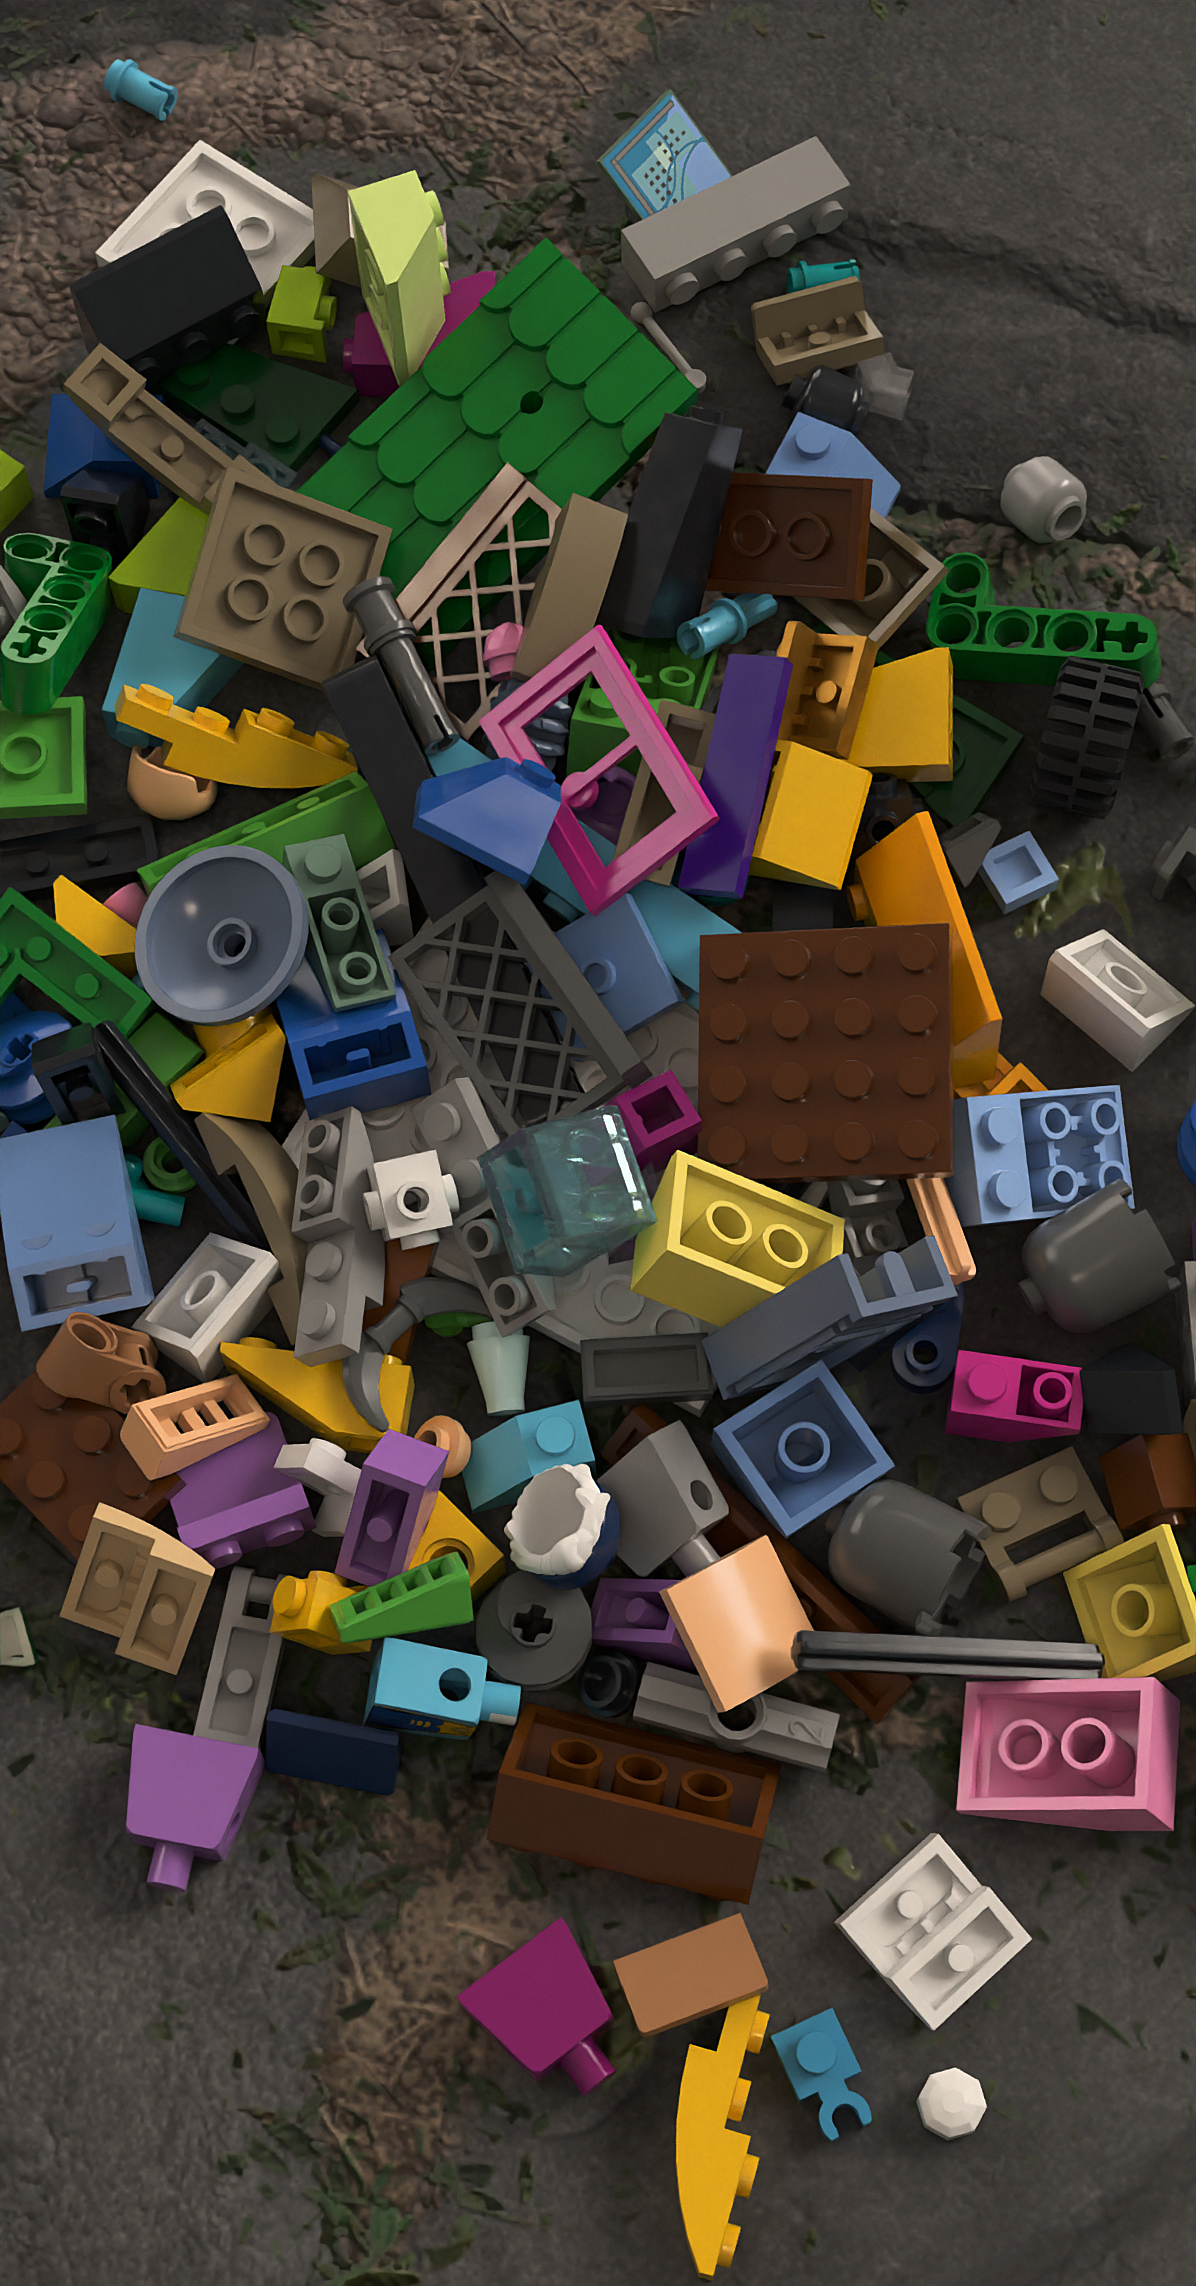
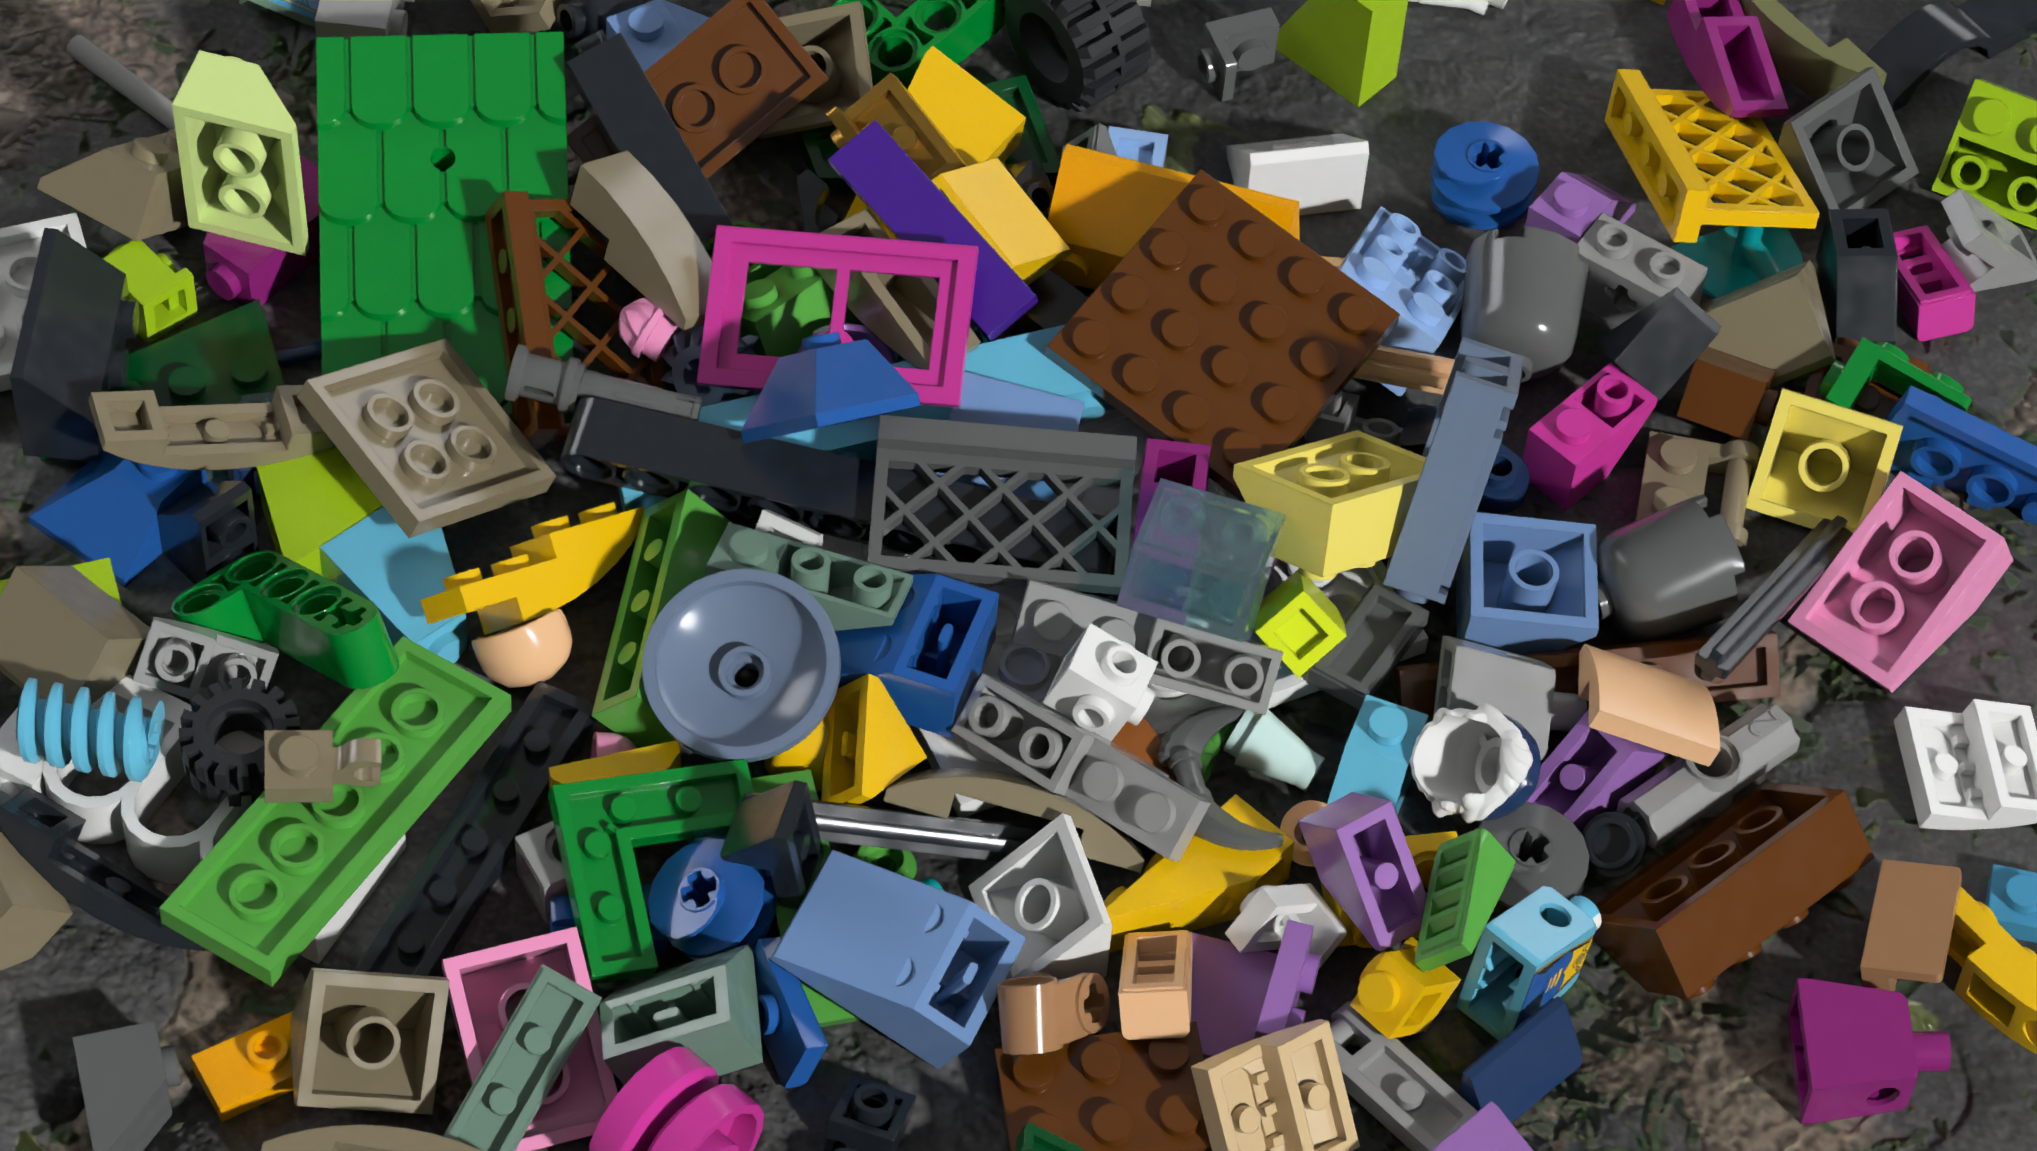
camera: 60 degrees left, 15 degrees down
(489, 187) = (122, 79): none -> light grey bar
(606, 1310) = (1299, 623): none -> neon yellow panel
(724, 623) = (740, 192): medium azure axle -> none

